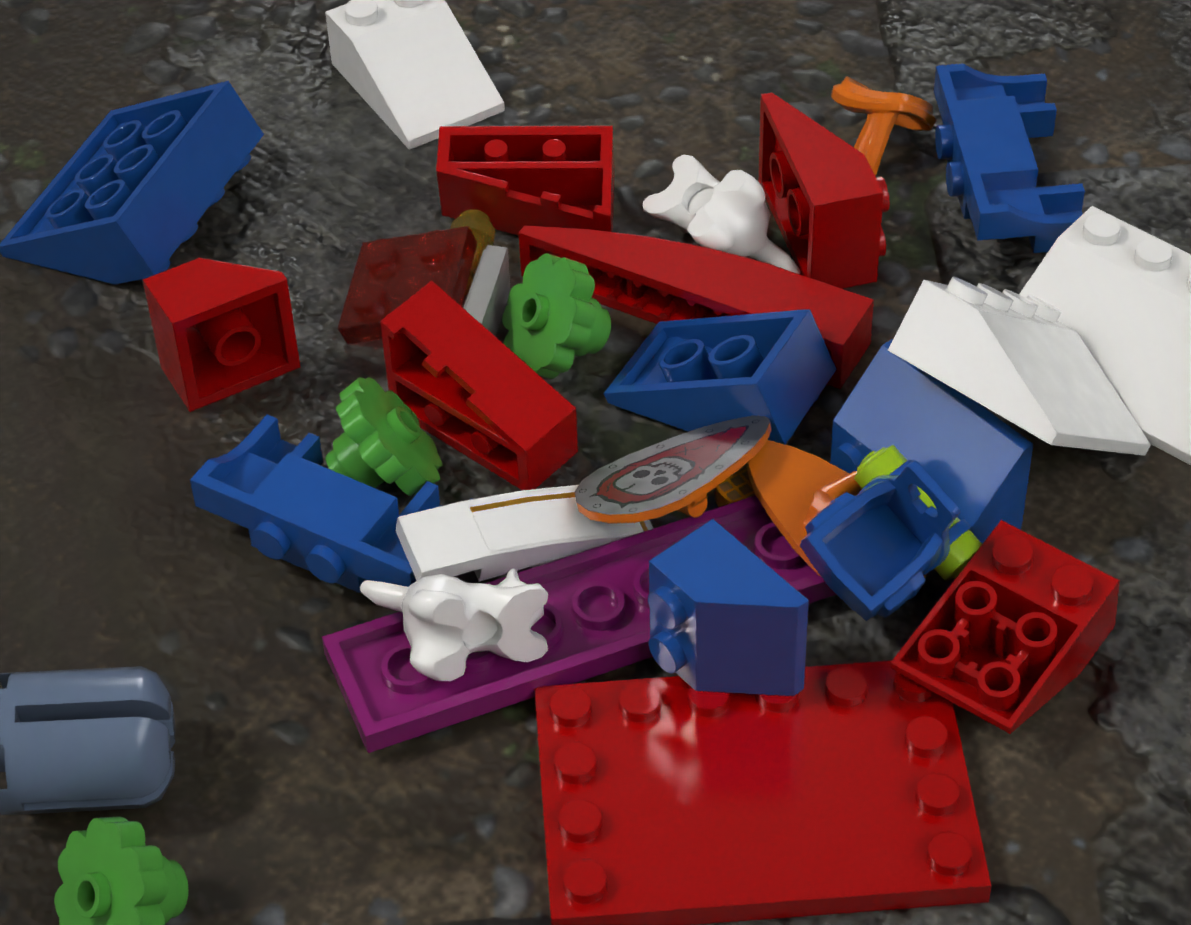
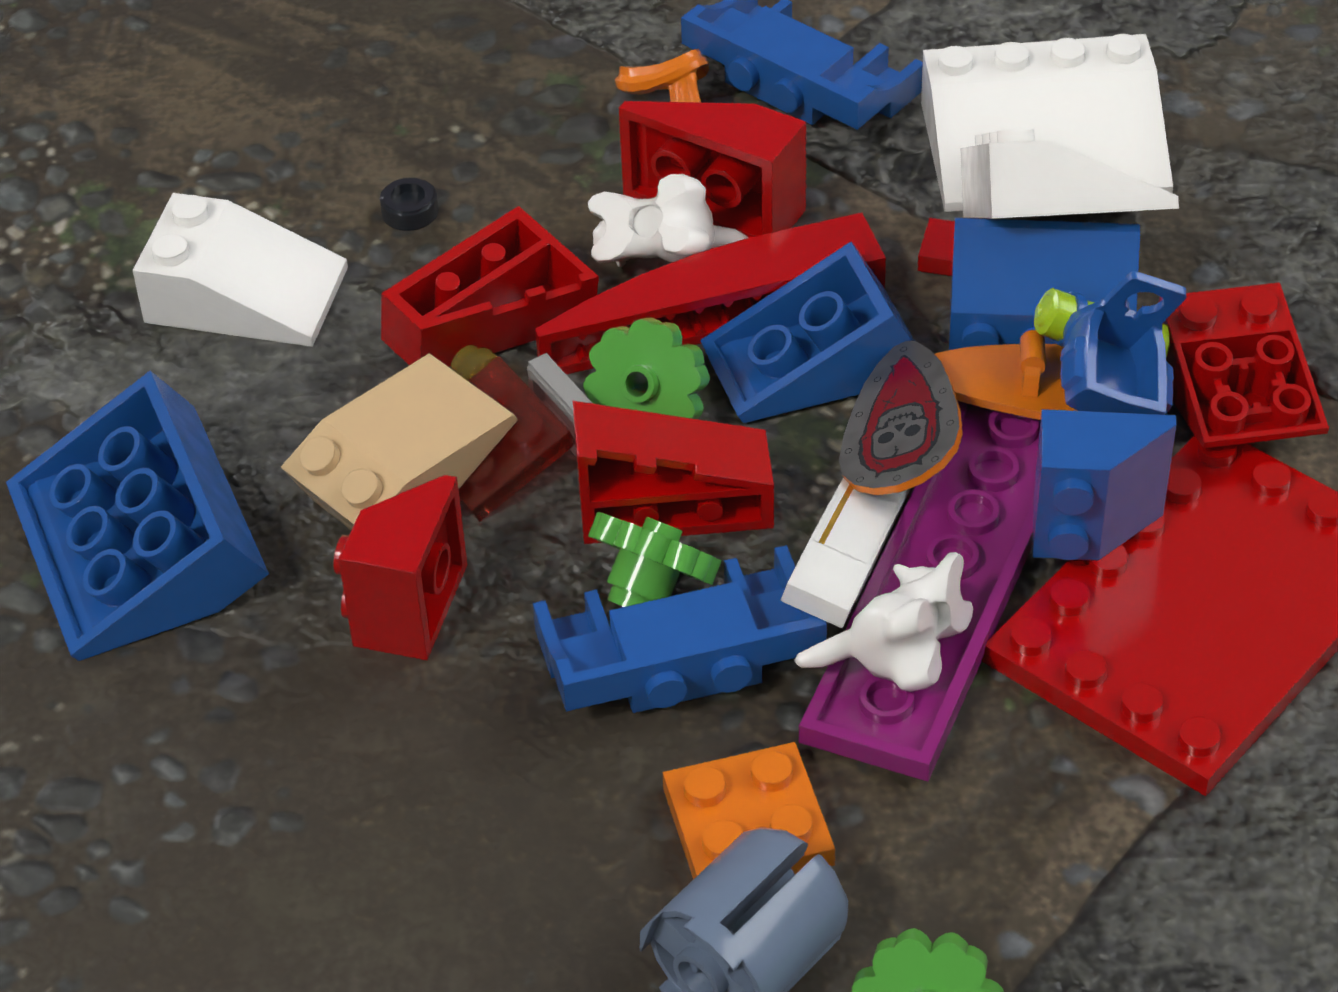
camera: 45 degrees left, 0 degrees up
(228, 676) = (741, 793): none -> orange plate
(329, 241) = (398, 438): none -> tan slope
(597, 91) = (409, 204): none -> black tile

